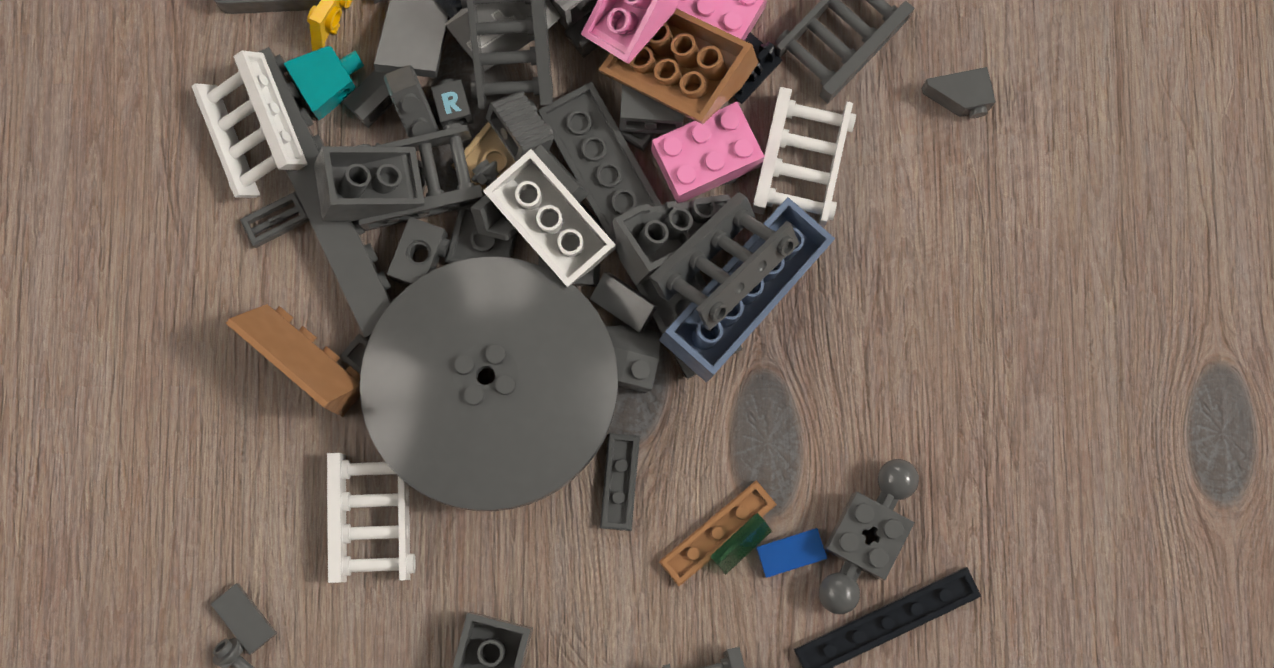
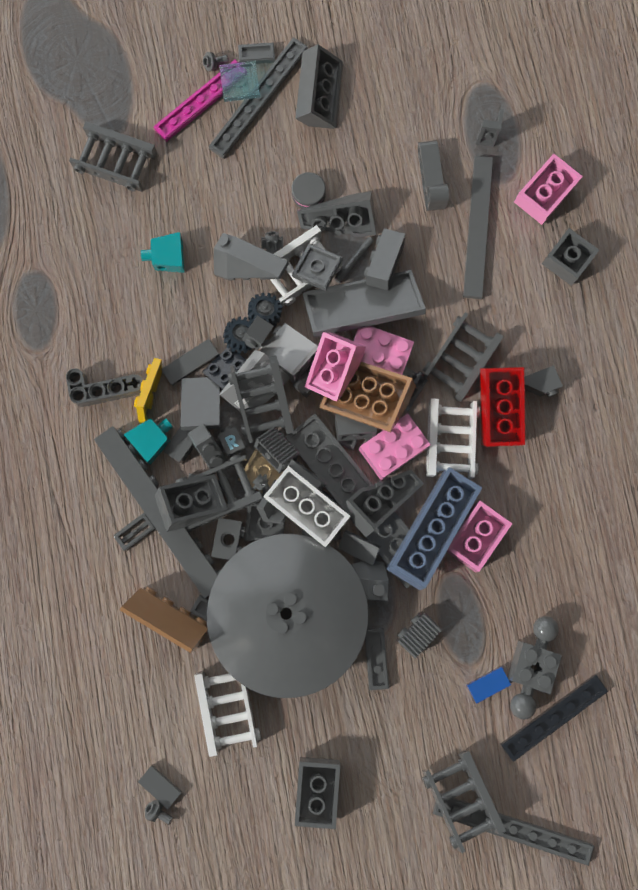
camera: 15 degrees left, 0 degrees up
(273, 120) = (121, 467): white fence -> none
(693, 453) = (419, 634): none -> dark grey brick
(700, 545) = (441, 680): medium nougat tile -> none
(706, 243) = (403, 506): dark grey fence -> none
(741, 543) = (457, 685): clear green tile -> none
(814, 315) = (478, 536): none -> bright pink brick
(892, 116) = (502, 406): none -> red brick

